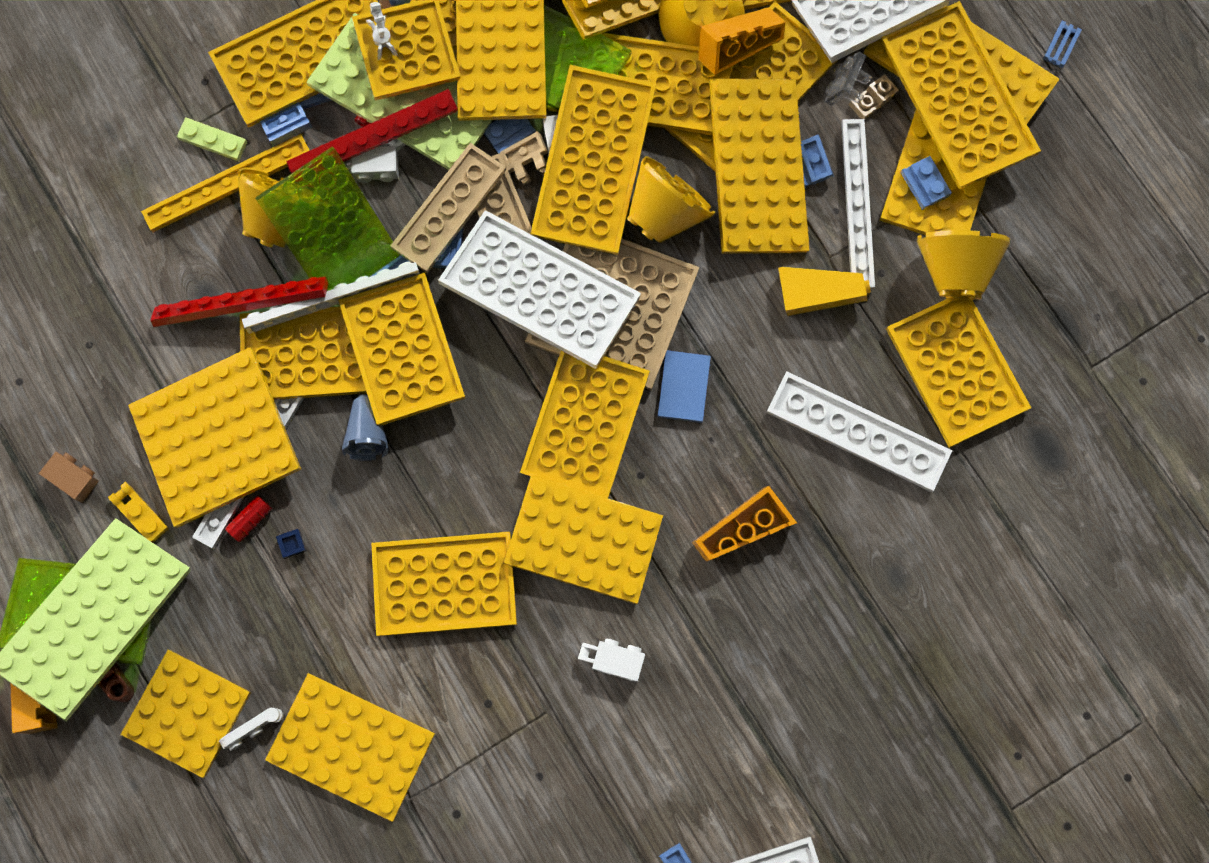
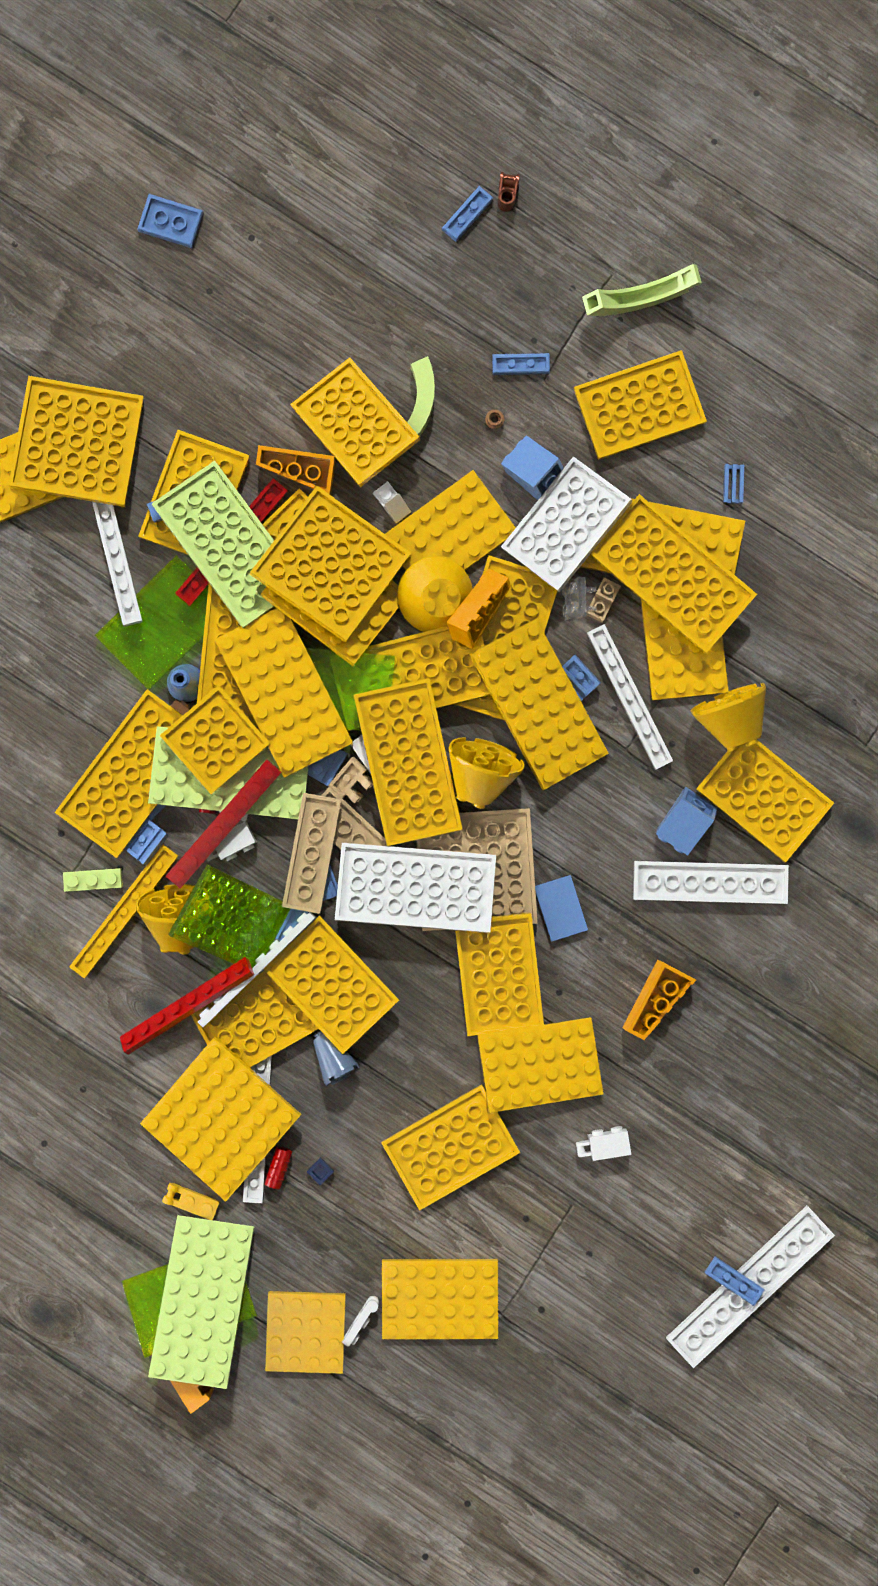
camera: 25 degrees left, 10 degrees up
(68, 476) = (124, 1200): medium nougat brick -> none
(114, 679) = (242, 1332): copper piece -> none
(381, 35) = (191, 741): white piece -> none
(820, 289) = (629, 785): yellow slope -> none
(860, 355) = (686, 821): none -> medium blue slope
(926, 182) = (676, 656): medium blue plate -> none

